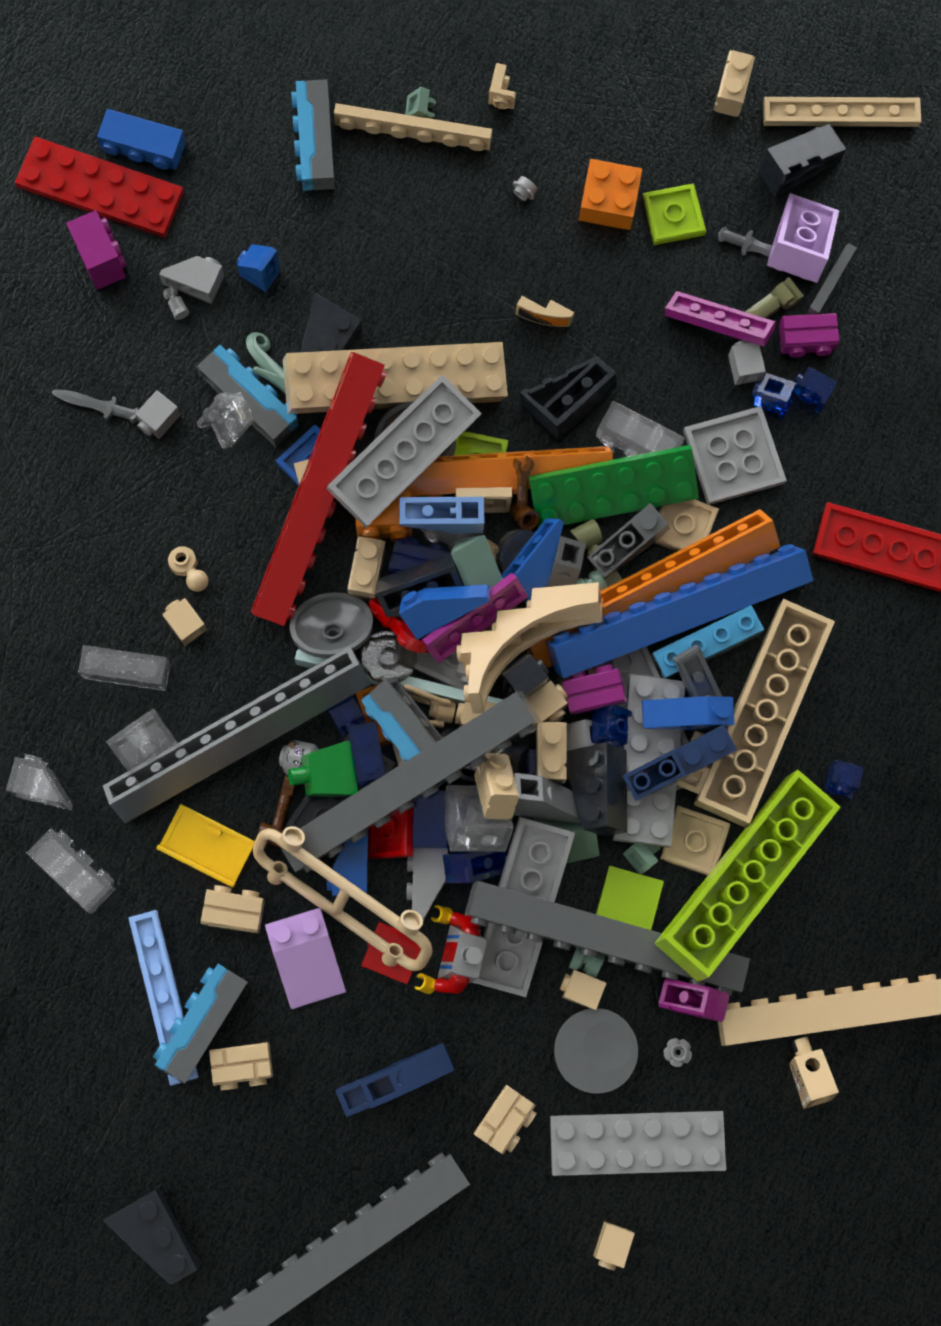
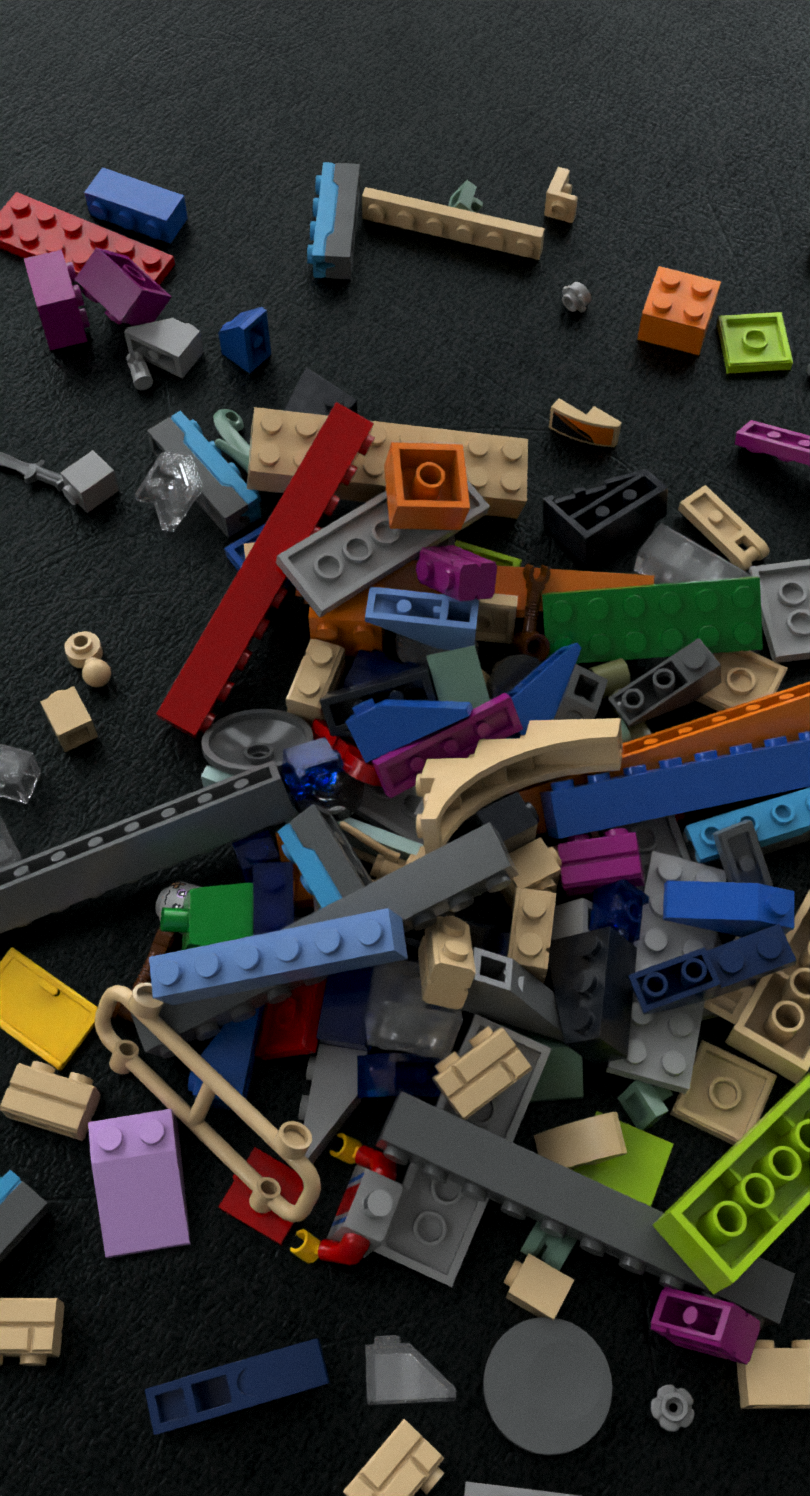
camera: 15 degrees right, 15 degrees down
(151, 235) = (122, 288): none -> magenta brick
(377, 646) = (310, 767): none -> clear blue brick
(381, 802) = (278, 957): none -> medium blue brick
(432, 413) = (426, 486): none -> orange brick
(463, 477) = (456, 572): none -> magenta brick
(501, 1057) = (402, 1375): none -> clear slope
(529, 858) = (481, 1072): none -> tan brick
(601, 891) = (583, 1141): none -> tan slope
(661, 393) = (723, 528): none -> tan plate

